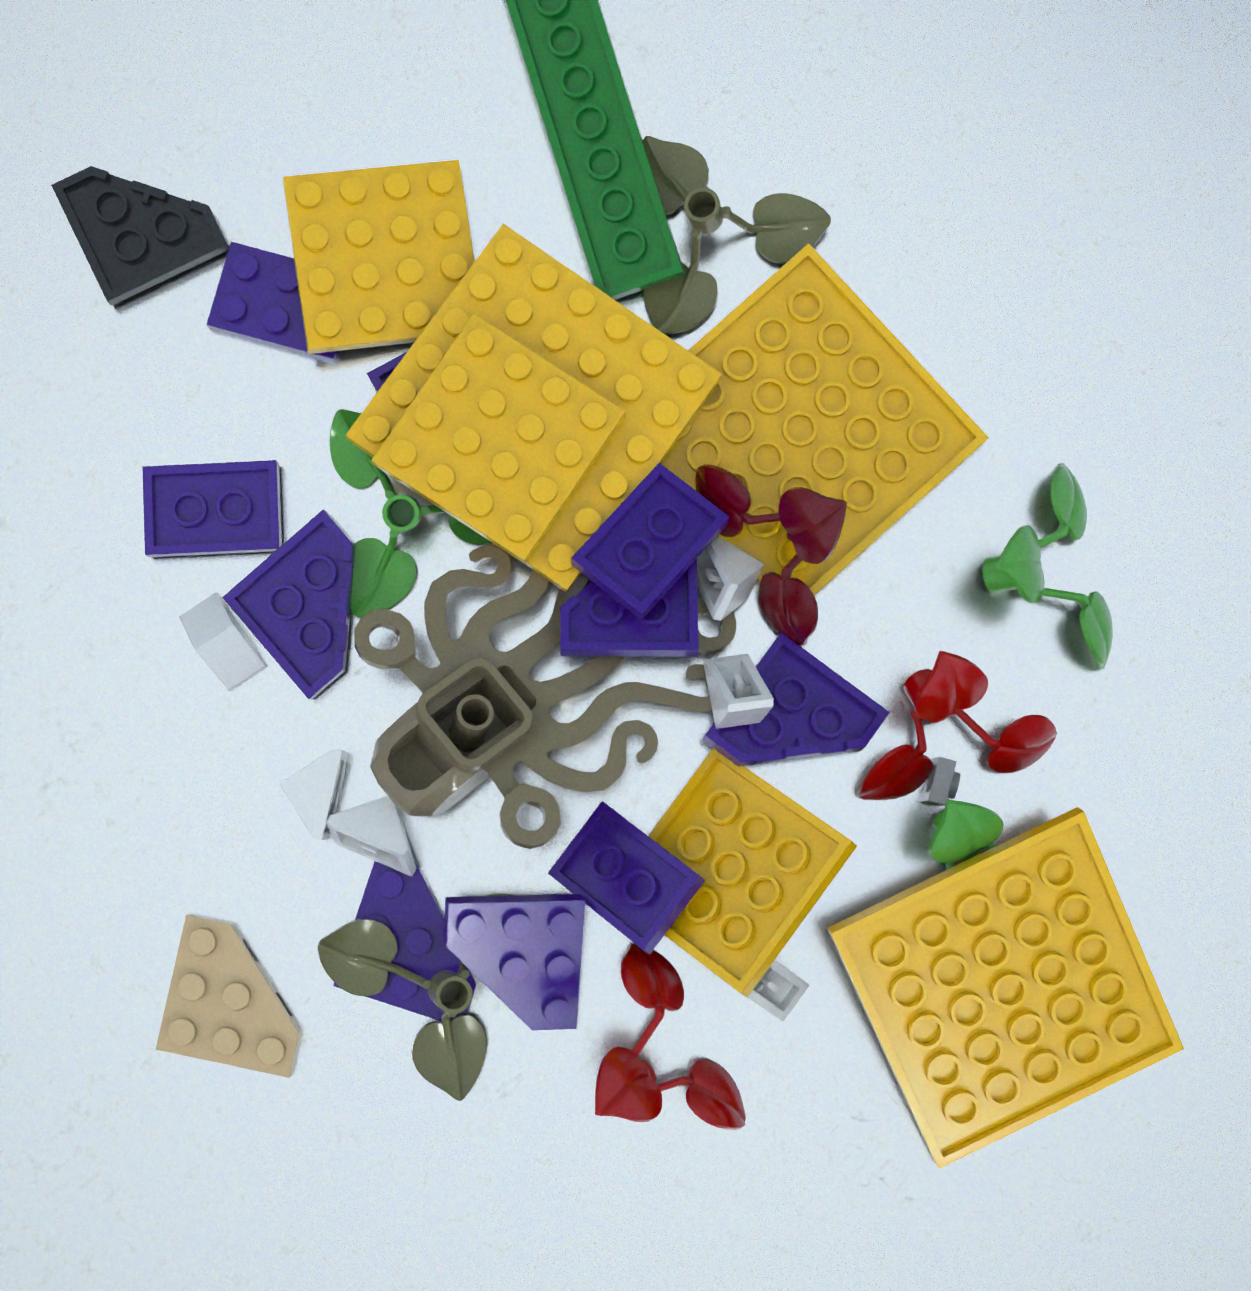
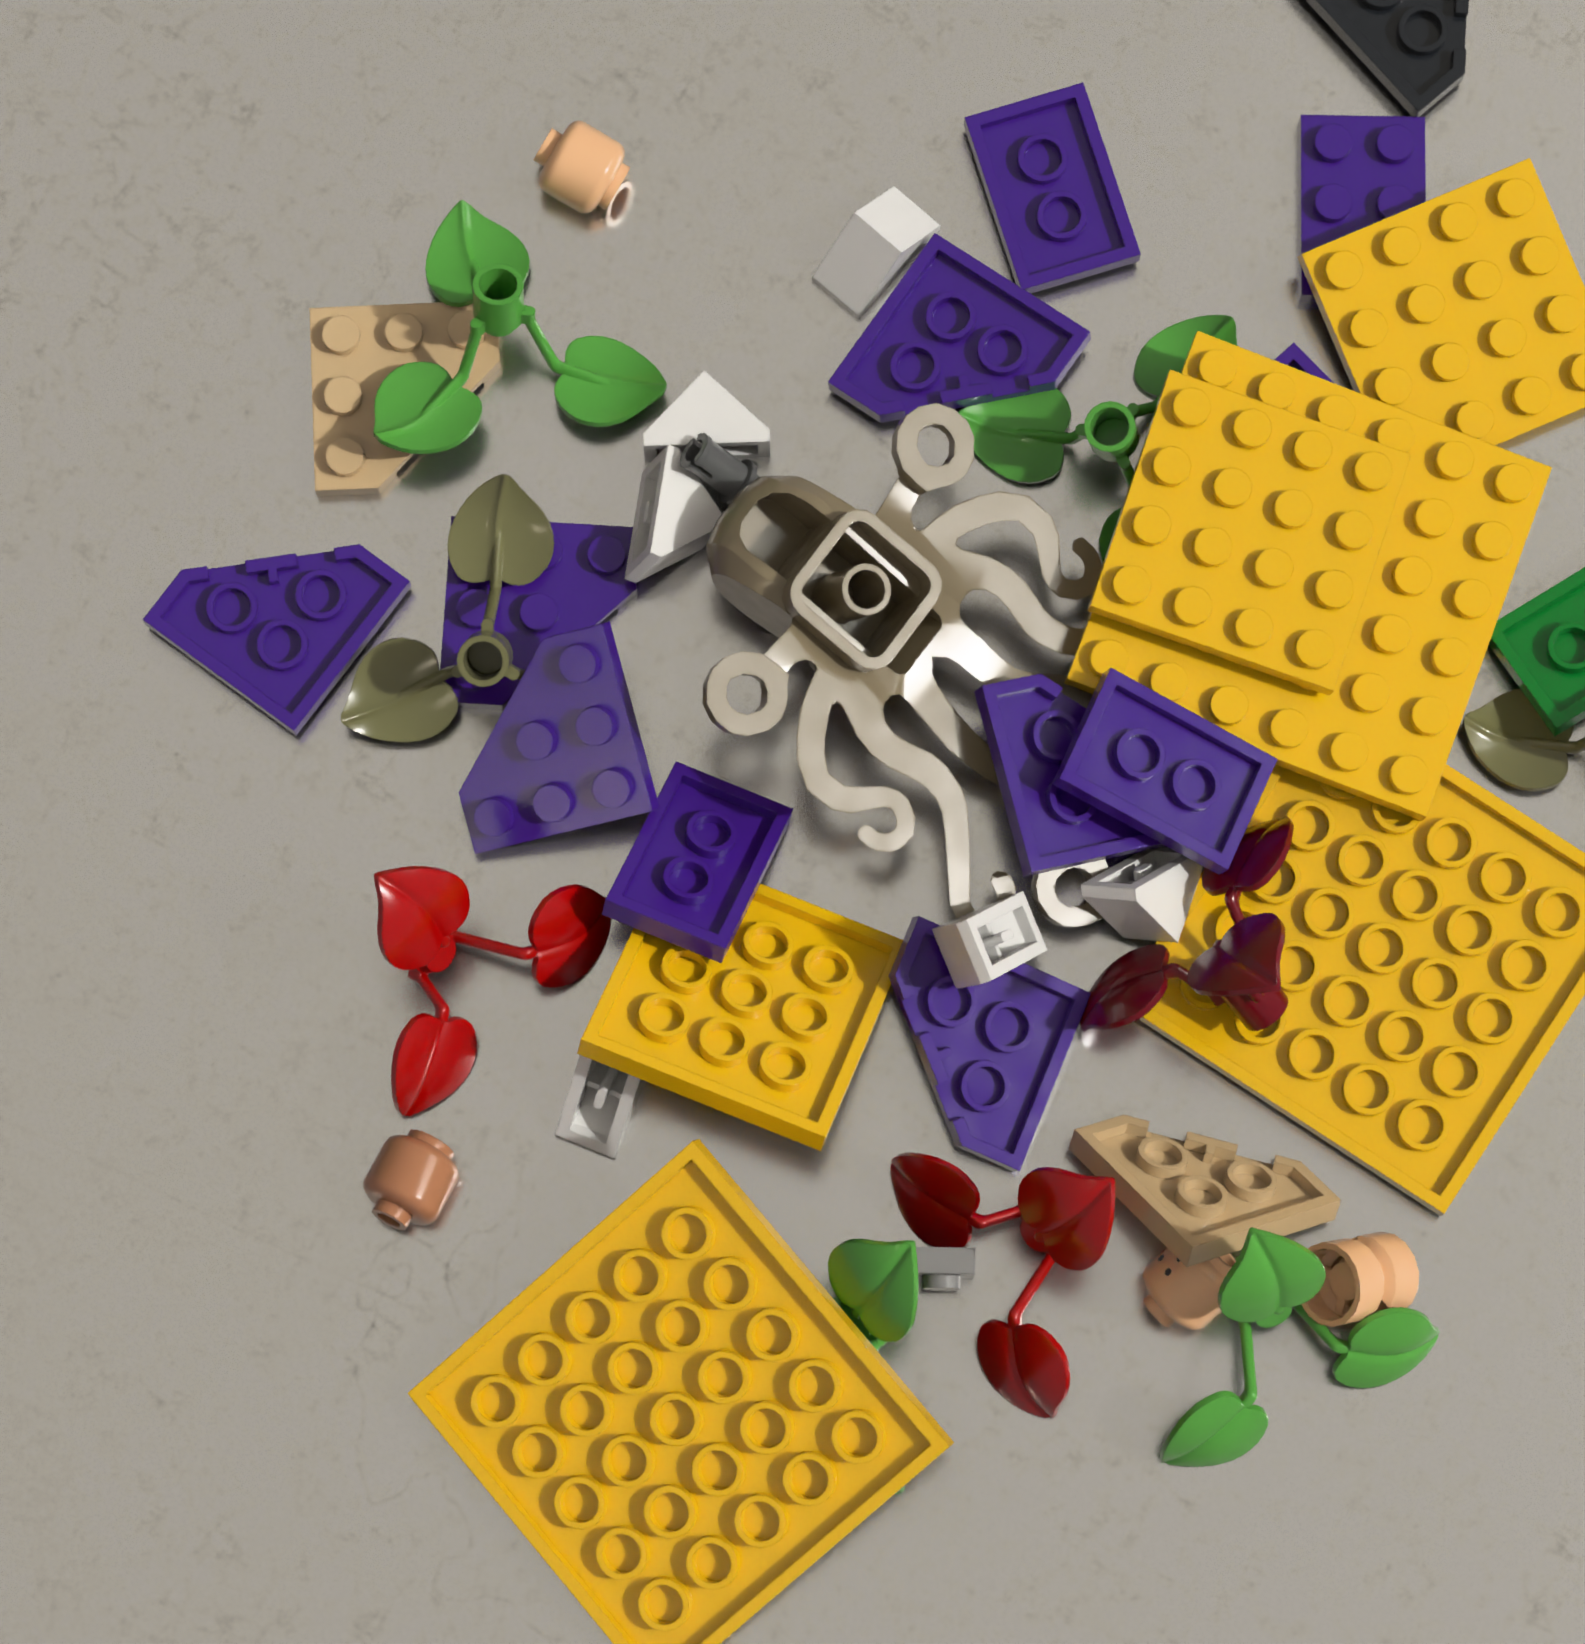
camera: 75 degrees right, 5 degrees down
(106, 831) = (581, 167): none -> light nougat head
(159, 917) = (487, 265): none -> bright green plant
(352, 790) = (717, 467): none -> dark grey axle
(378, 1126) = (280, 623): none -> dark purple plate
(793, 1130) = (411, 1179): none -> nougat head
(937, 595) = (1198, 1190): none -> tan plate
(994, 617) = (1184, 1292): none -> light nougat head
(1021, 499) = (1362, 1278): none -> light nougat wheel

